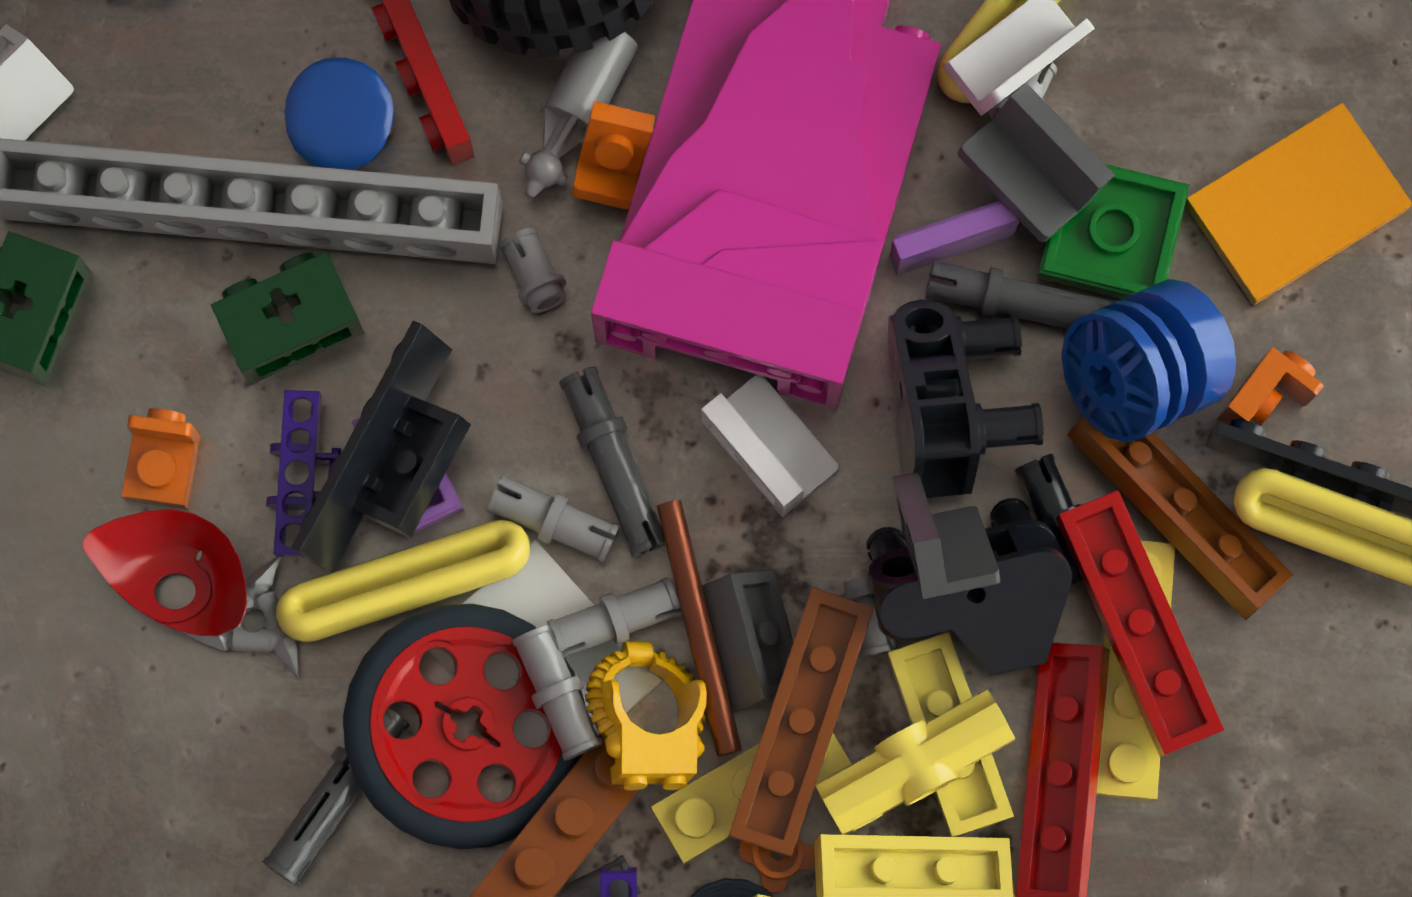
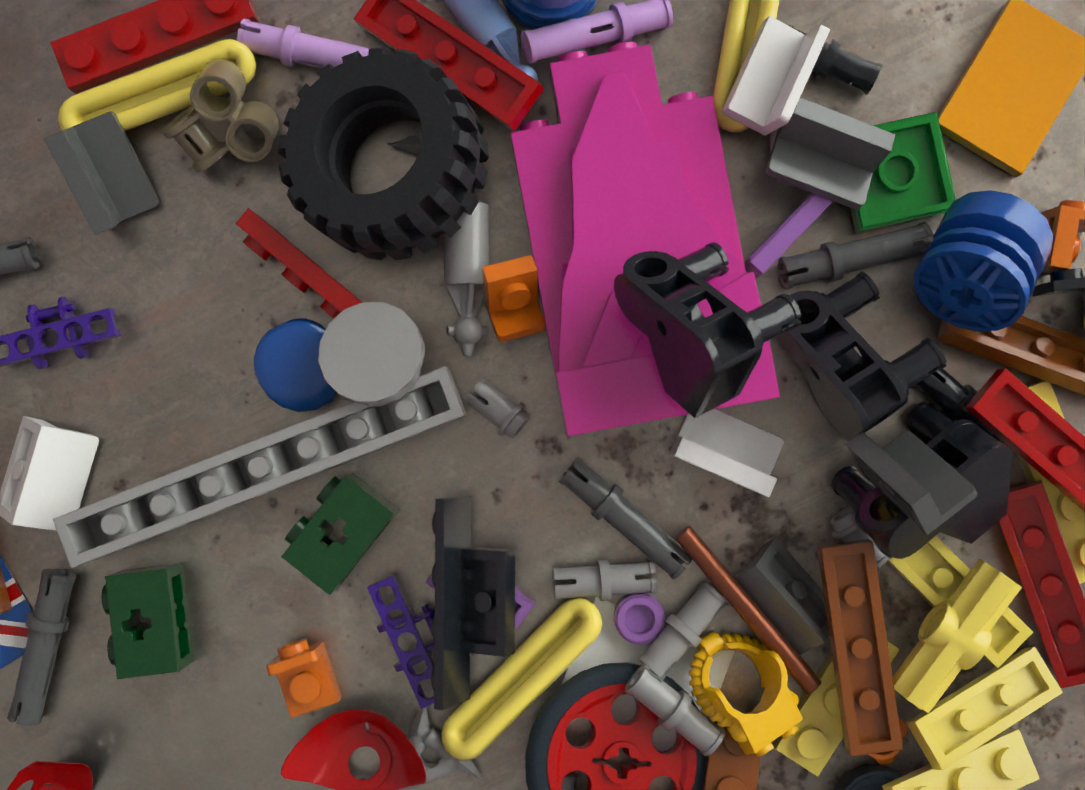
camera: 25 degrees left, 10 degrees up
(426, 131) = (371, 353): none -> light grey tile
(571, 582) = (639, 618): none -> medium lavender tile
(770, 267) = (697, 356): none -> black piece
(1102, 77) = (845, 67): none -> black pin

